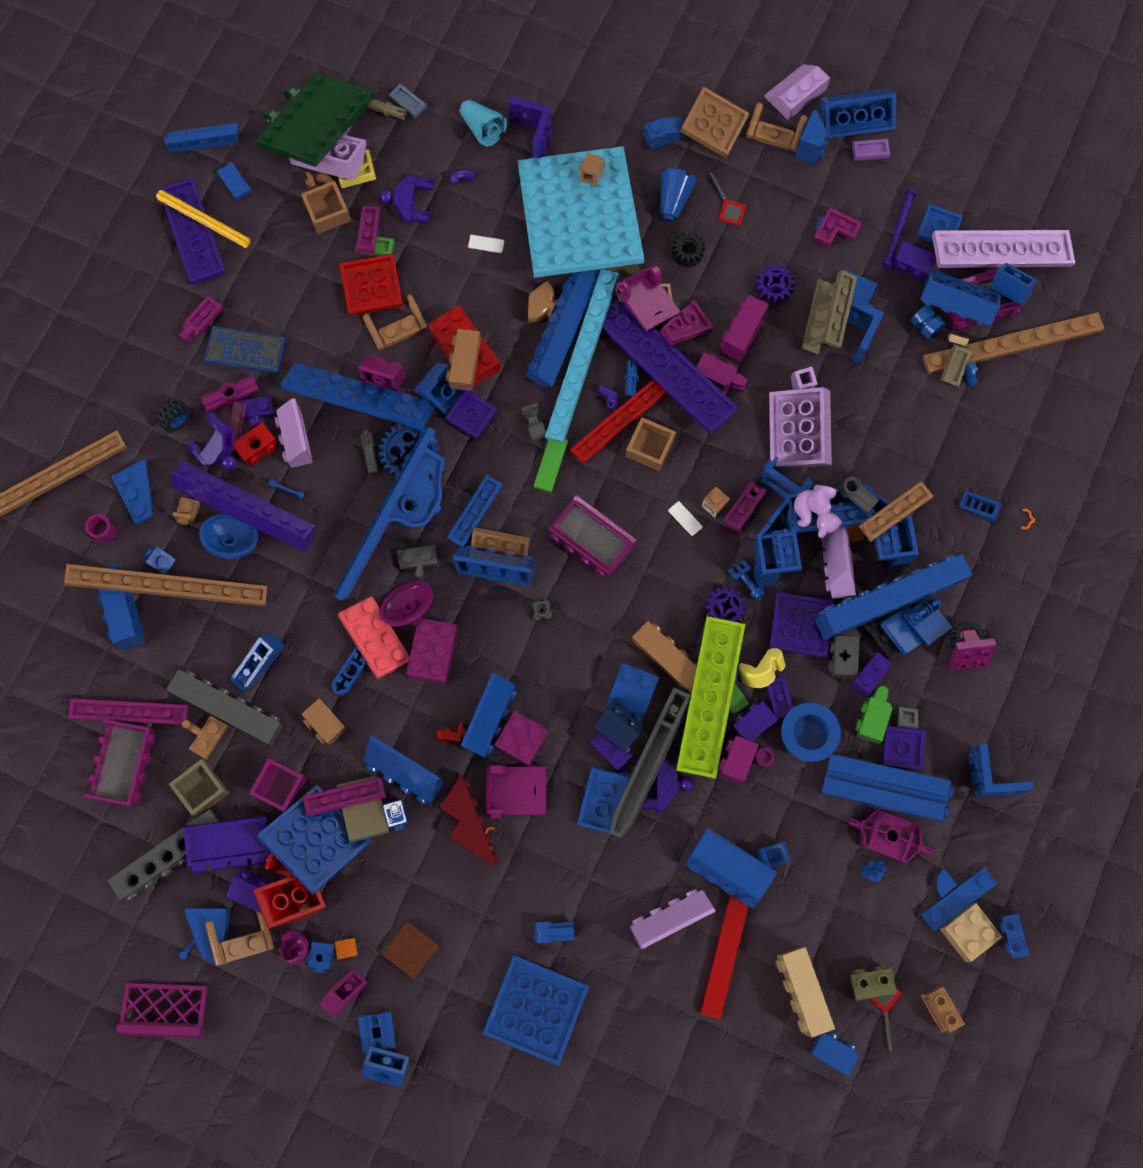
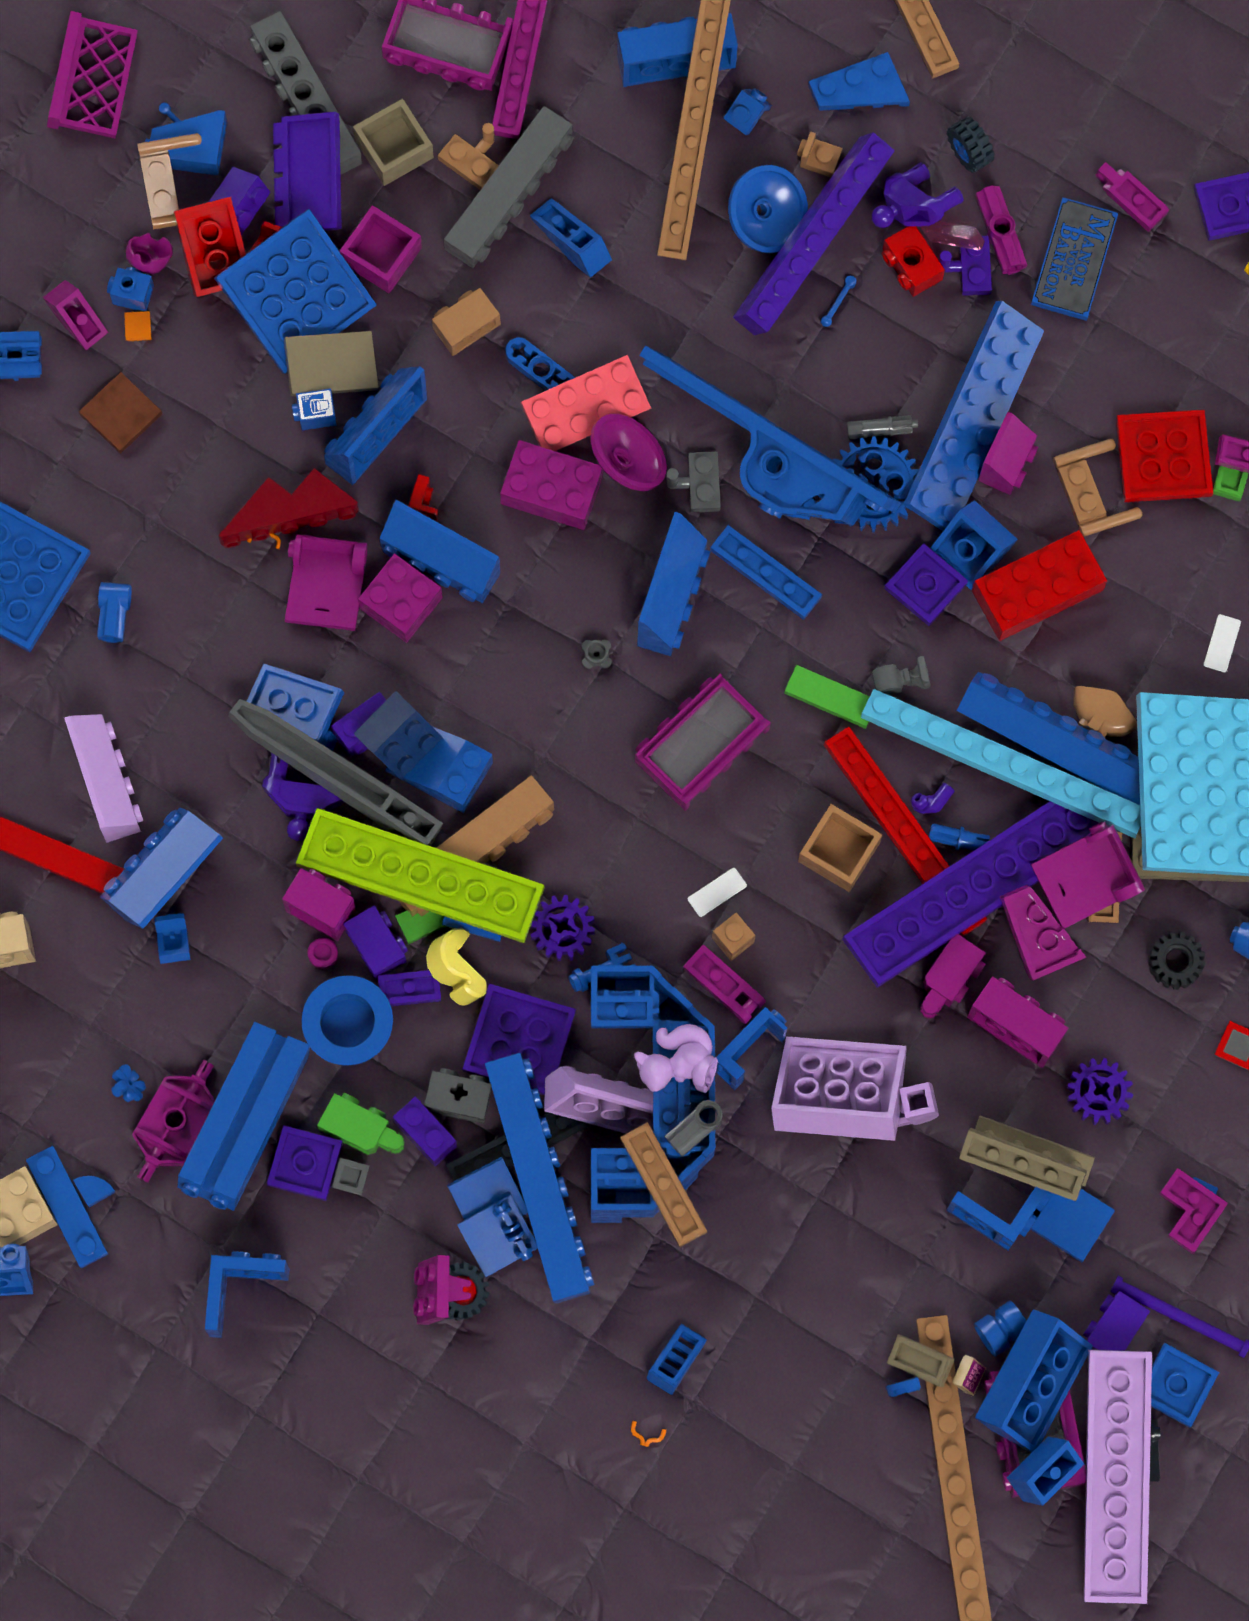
camera: 95 degrees right, 0 degrees up
(100, 528) = (804, 32): magenta piece -> none
(293, 434) = (920, 317): lavender slope -> none
(344, 797) = (350, 338): magenta tile -> none
(464, 359) = (1005, 572): medium nougat brick -> none
(500, 542) = (710, 603): medium nougat plate -> none

